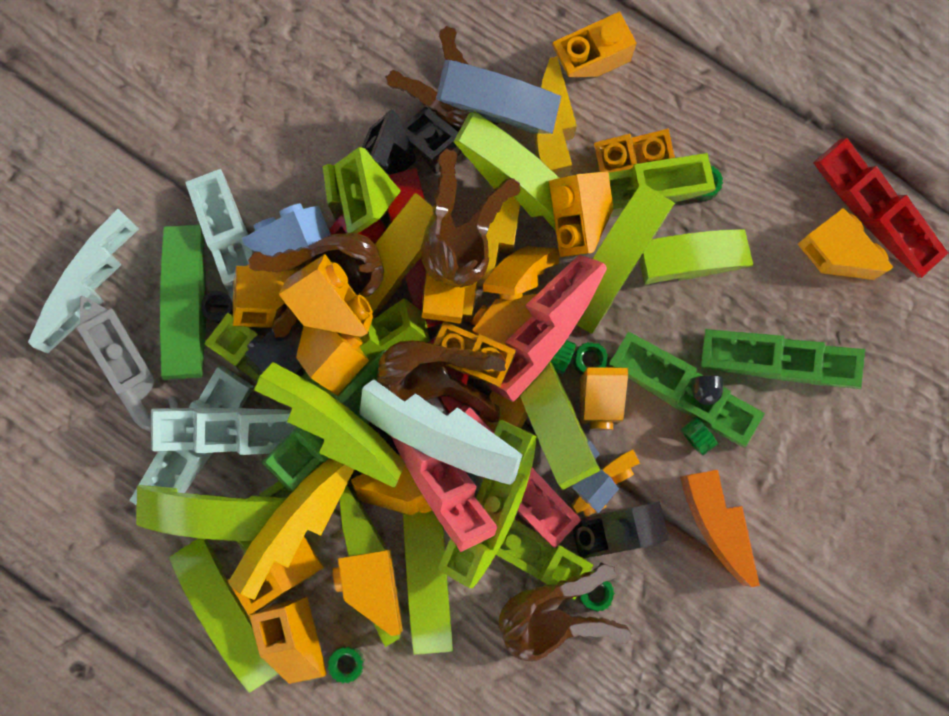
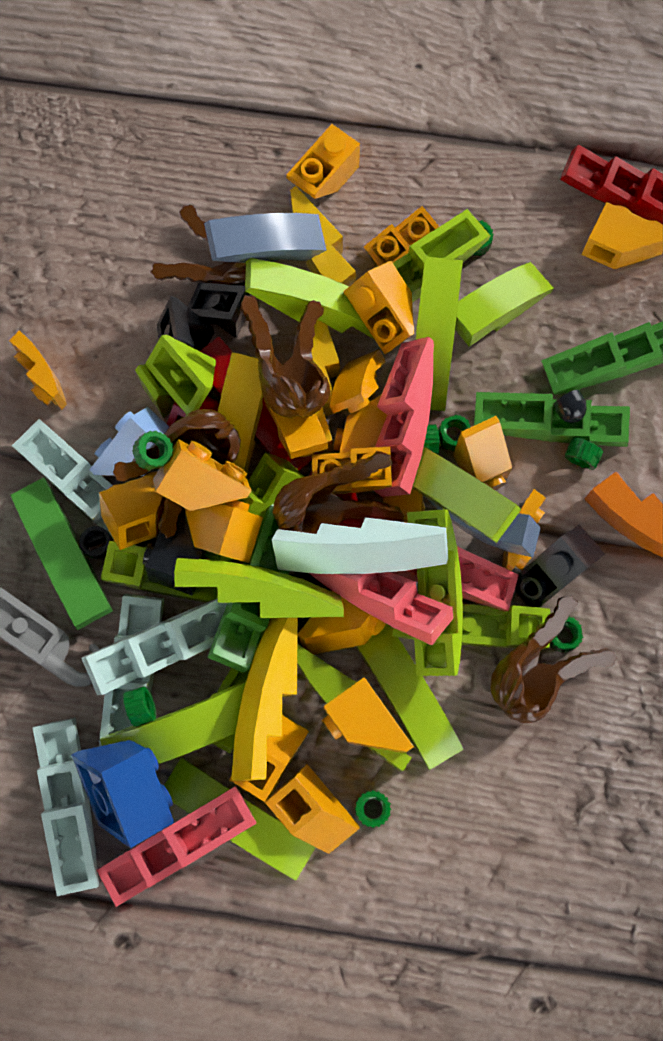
camera: 25 degrees left, 5 degrees down
(83, 530) = (66, 808): none -> light aqua slope
(135, 544) = (125, 790): none -> blue slope
(158, 613) = (176, 846): none -> coral slope
(182, 476) = (139, 706): none -> green axle
(243, 126) = (40, 374): none -> light orange slope
(307, 255) = (163, 444): none -> green axle

